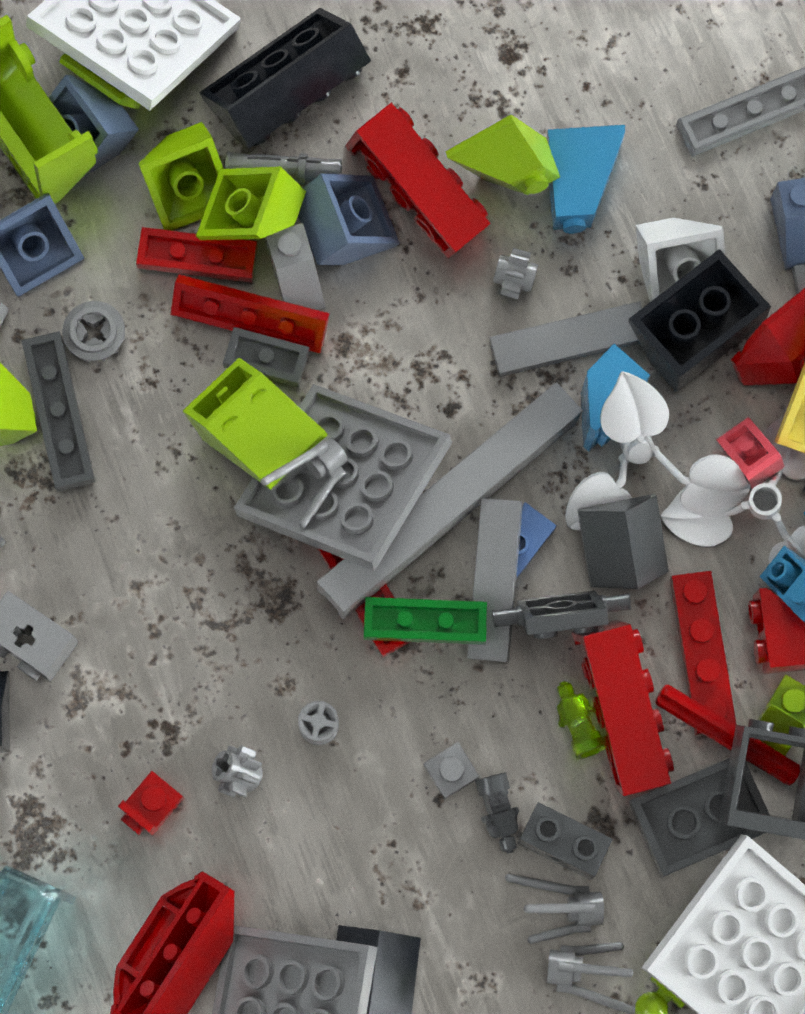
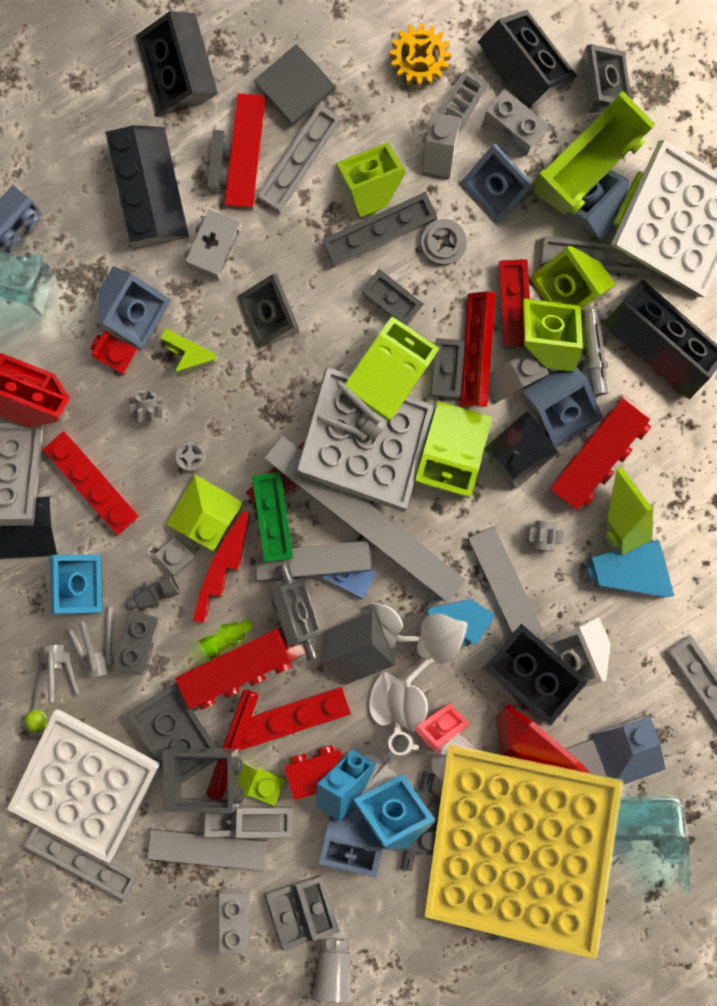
camera: 80 degrees right, 10 degrees up
(88, 766) = (130, 306): none -> sand blue slope
(138, 577) = (268, 312): none -> dark grey slope
(154, 412) = (392, 297): none -> dark grey plate
(159, 122) = (609, 256): none -> light grey tile
(177, 689) = (194, 356): none -> lime slope
(327, 870) = (91, 483): none -> red plate
(380, 366) = (453, 450): none -> lime slope
(395, 282) = (521, 450): none -> black slope
(401, 718) = (205, 513): none -> lime slope
(466, 696) = (228, 556): none -> red slope
(467, 915) = (75, 584): none -> dark azure slope

